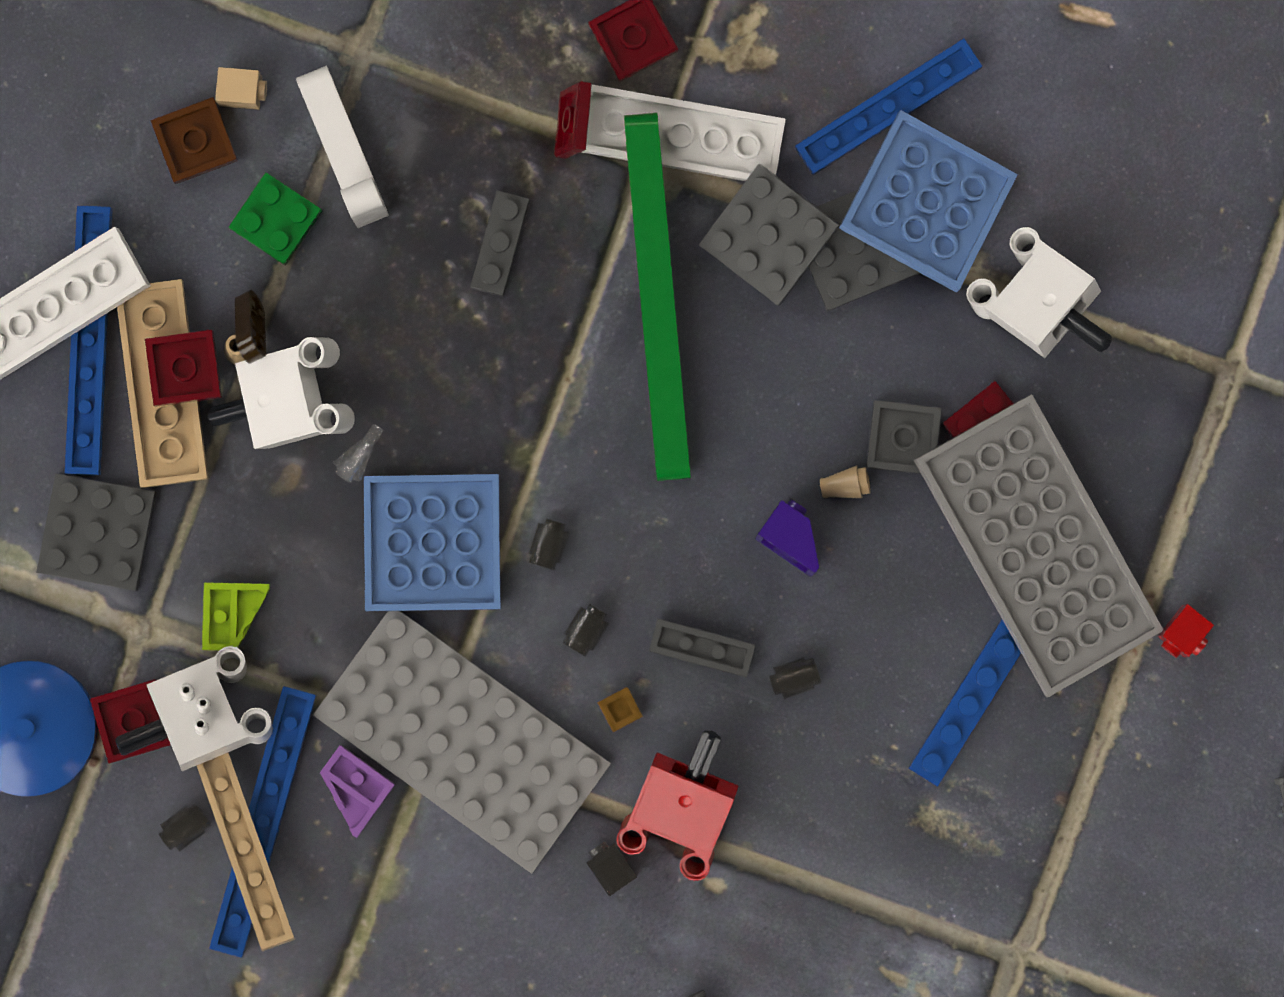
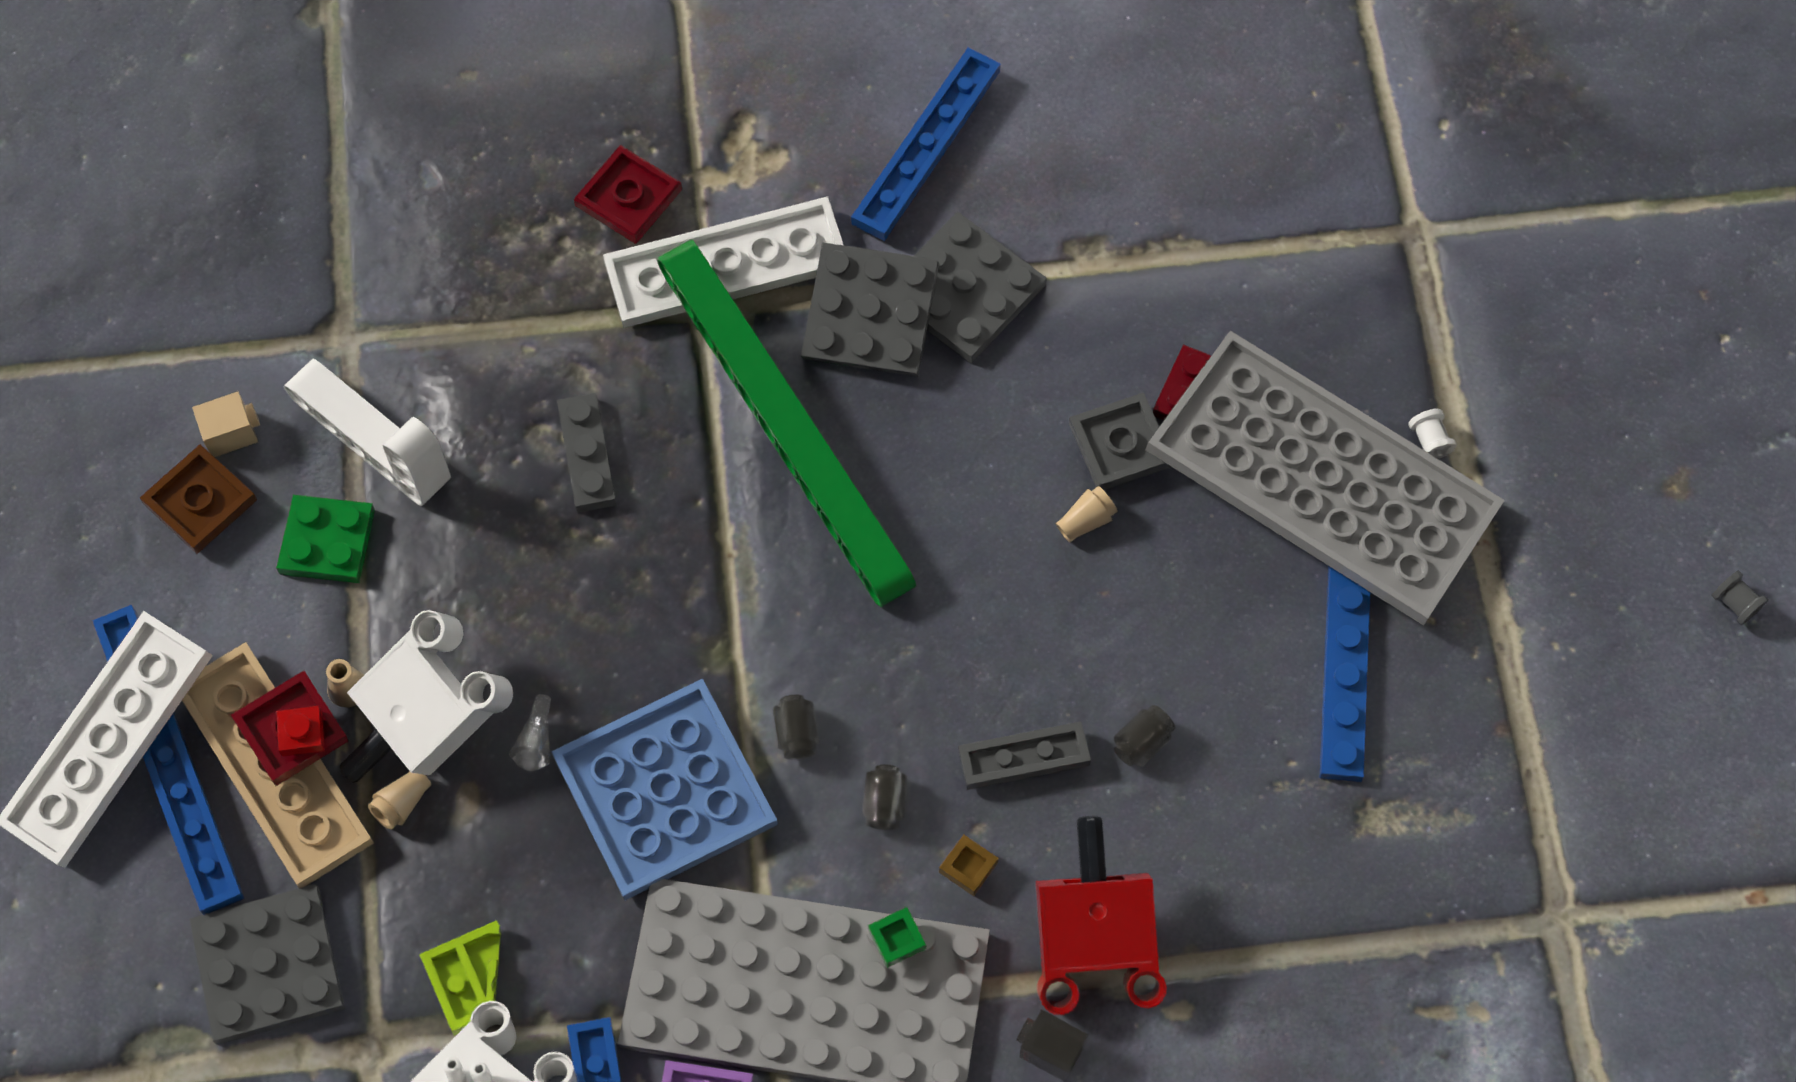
camera: 30 degrees left, 20 degrees down
(188, 378) = (300, 731): none -> red plate
(238, 457) = (398, 799): none -> tan cone
(250, 326) = (347, 647): dark brown beam -> none
(539, 741) = (897, 937): none -> green plate
(573, 120) = (605, 289): dark red plate -> none
(791, 536) = (1062, 581): dark purple slope -> none
(928, 201) = (1017, 205): medium blue plate -> none
(1042, 298) = (1185, 236): white piece -> none
(1141, 550) = (1432, 433): none -> white bush
(1185, 633) = (1528, 491): red brick -> none

